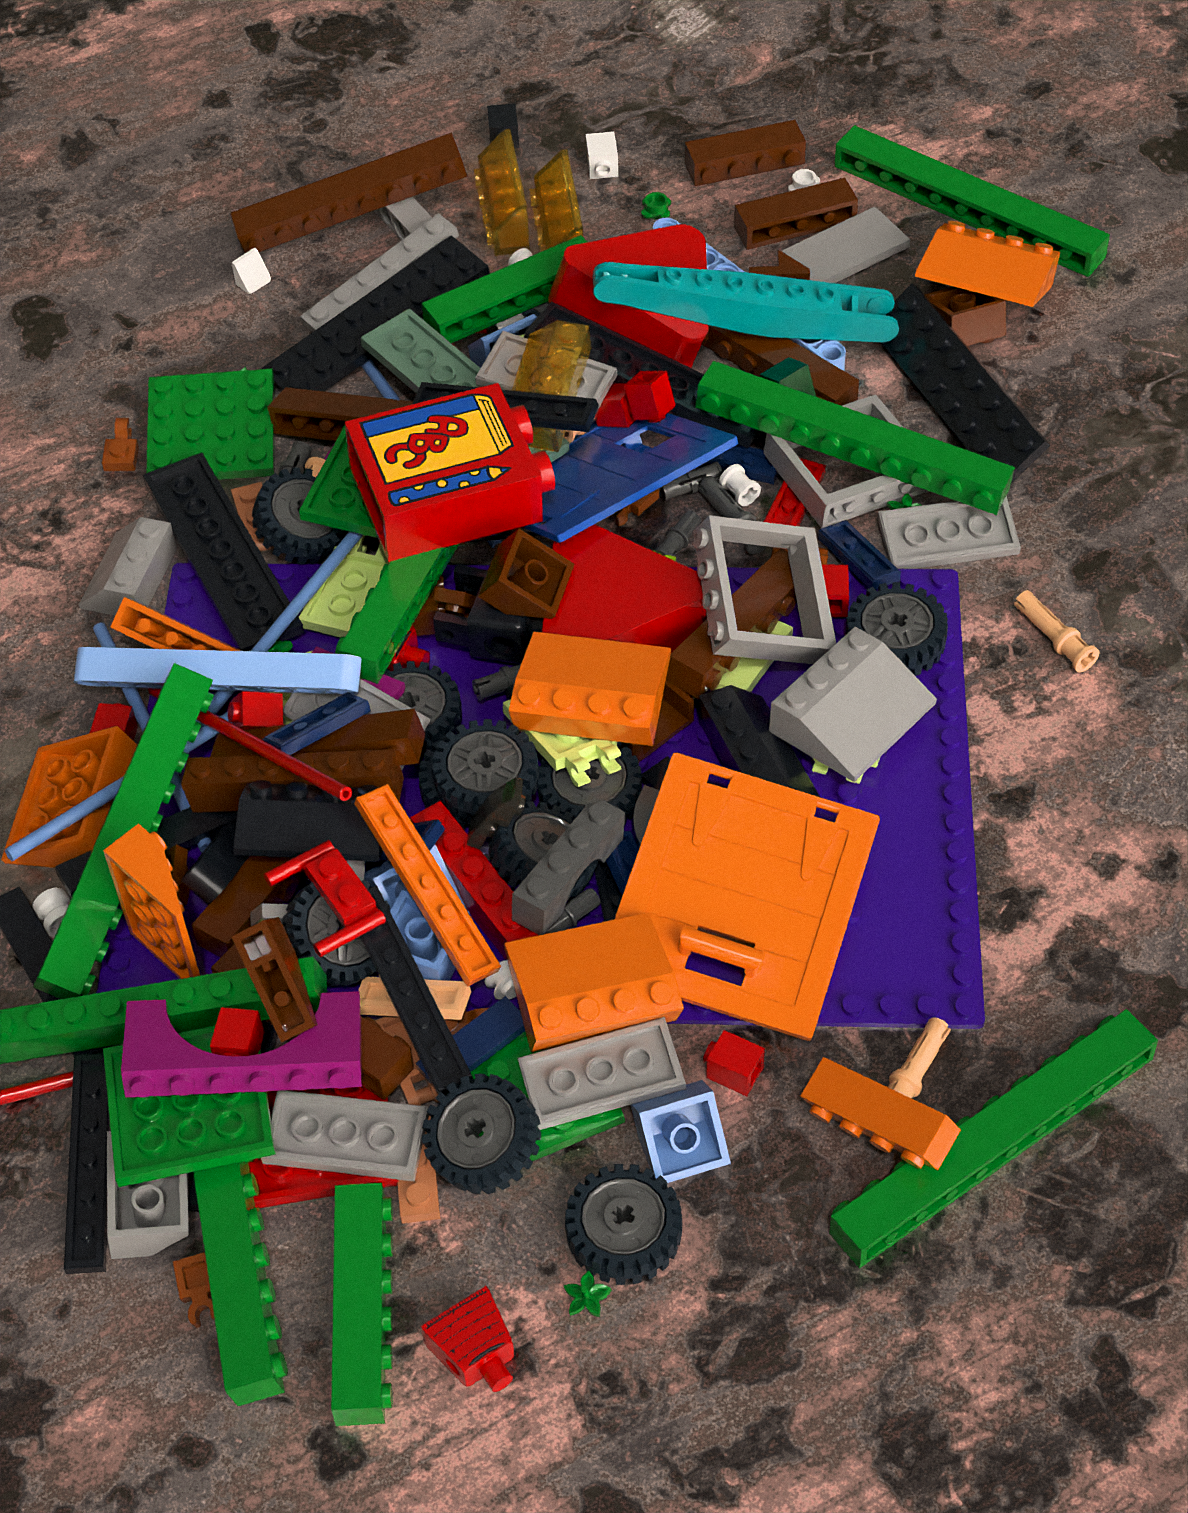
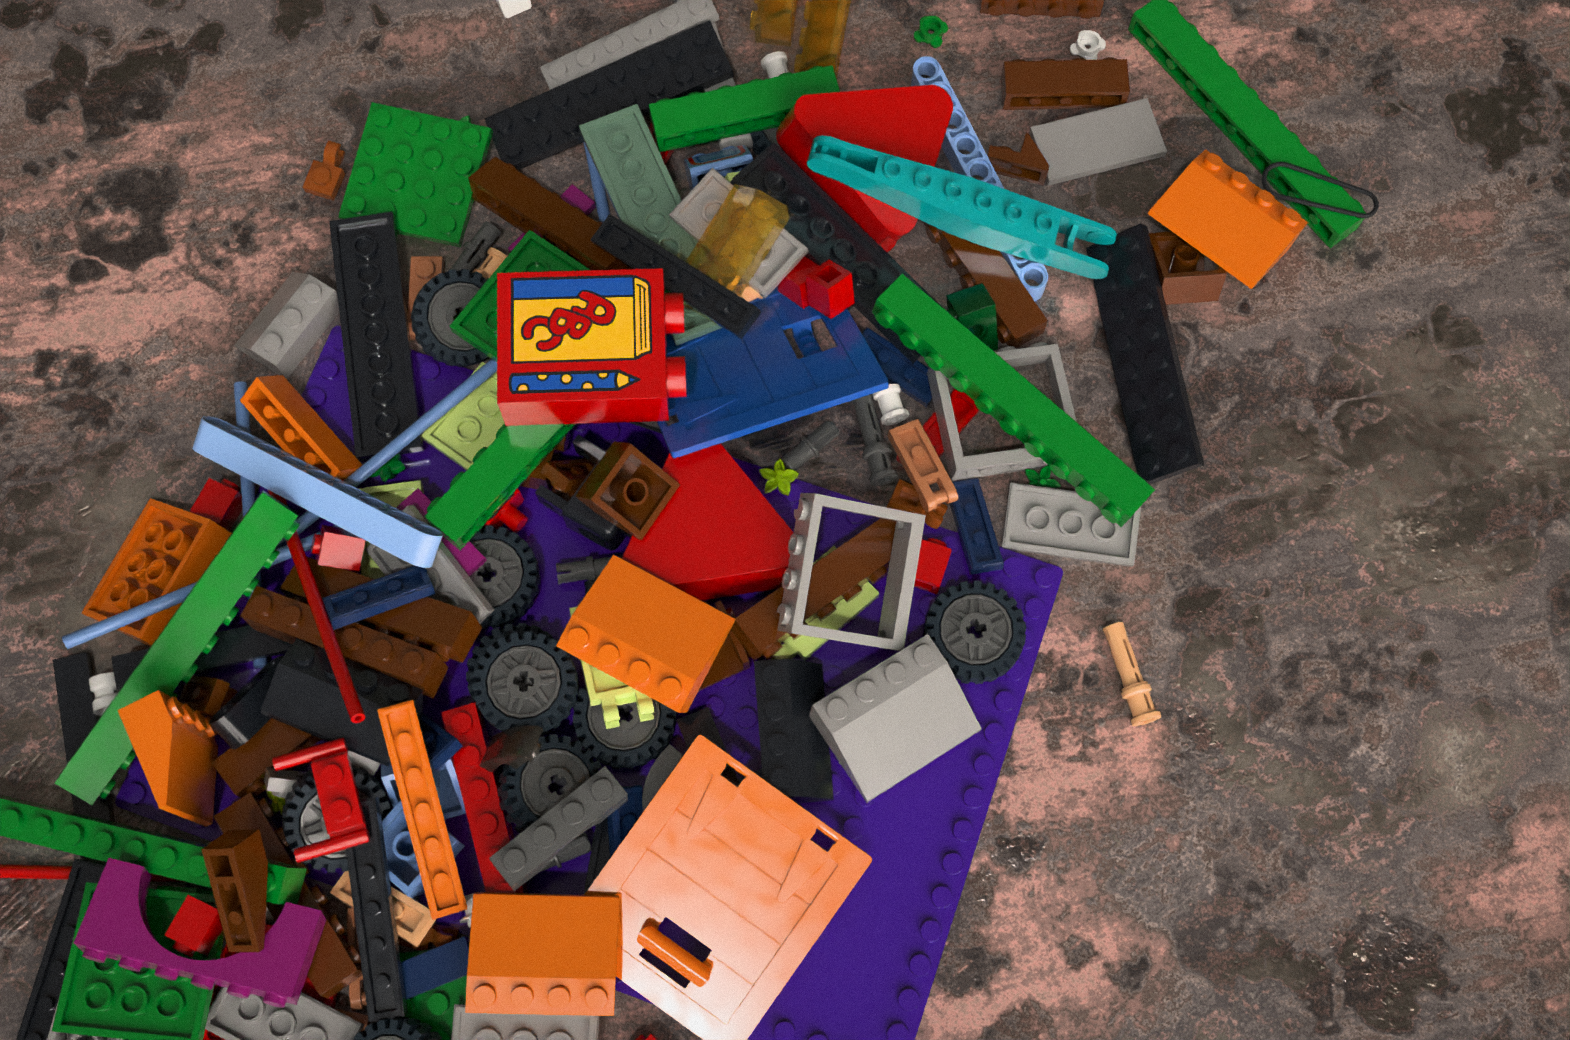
camera: 15 degrees right, 20 degrees up
(784, 509) = (922, 464): none -> nougat plate
(1062, 217) = (1325, 178): none -> black piece

